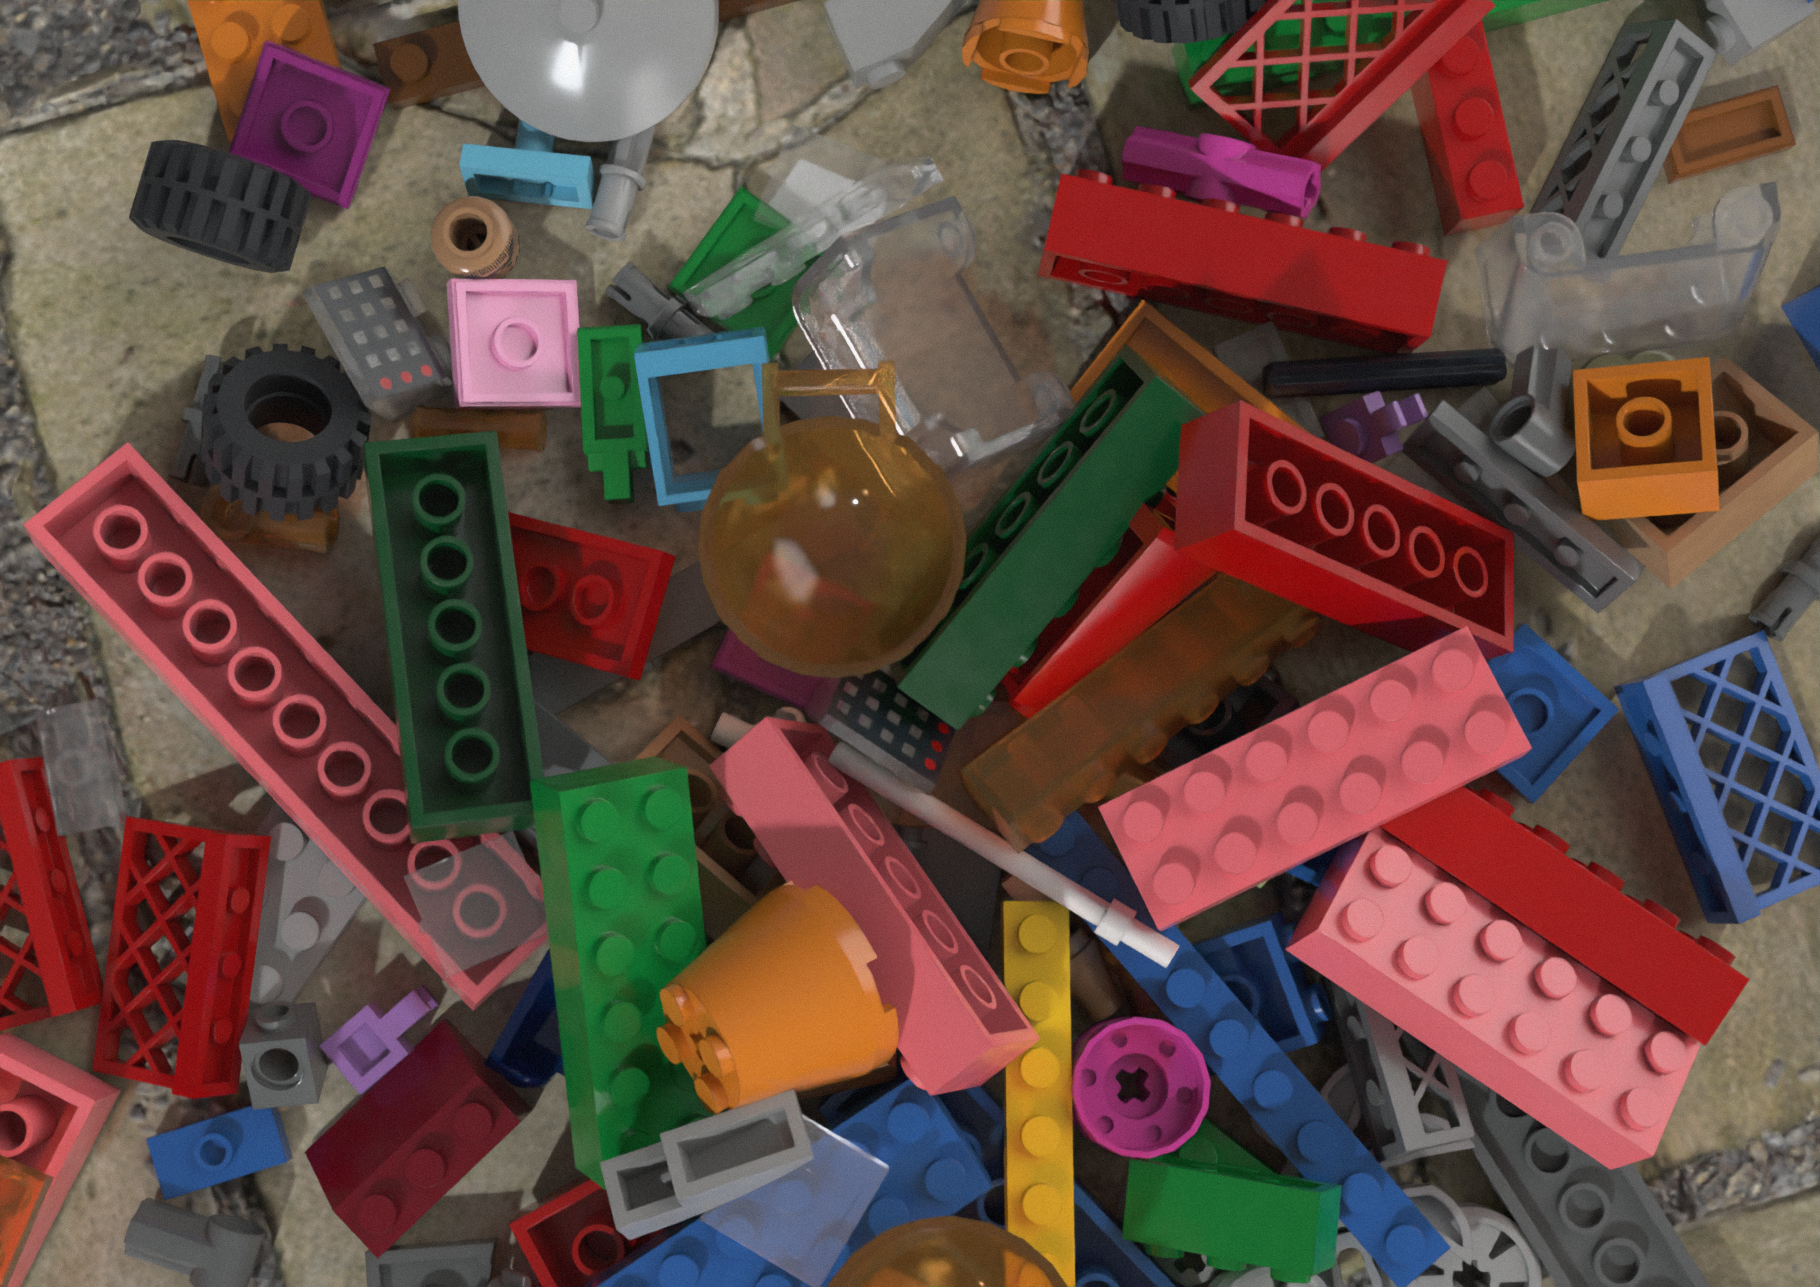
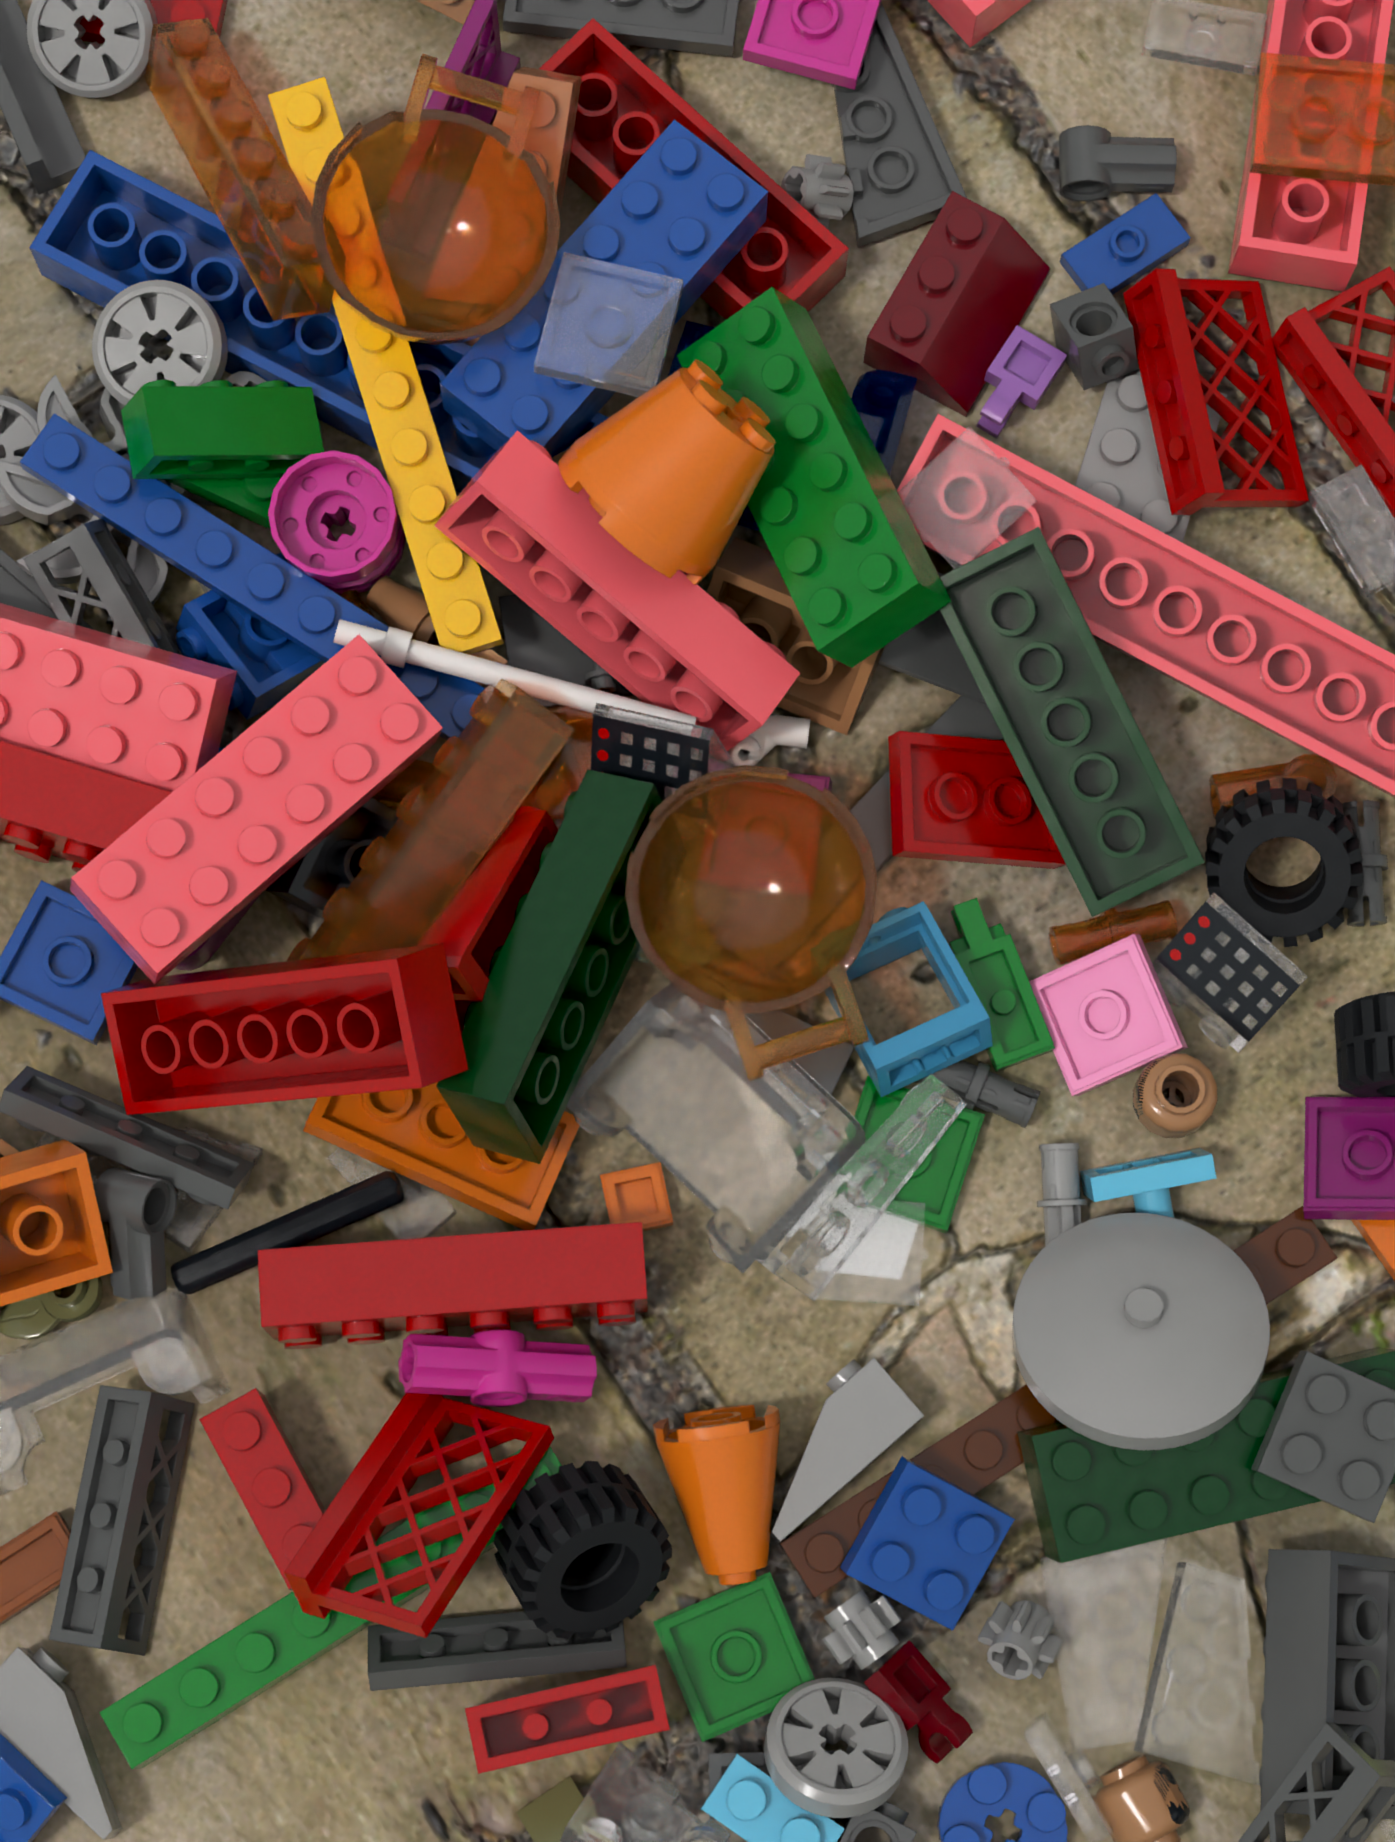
camera: 160 degrees right, 10 degrees down
(706, 1164) = (691, 320): light grey slope -> none
(1032, 310) = (637, 1196): none -> orange tile
(1371, 427) = (289, 1172): medium lavender plate -> none

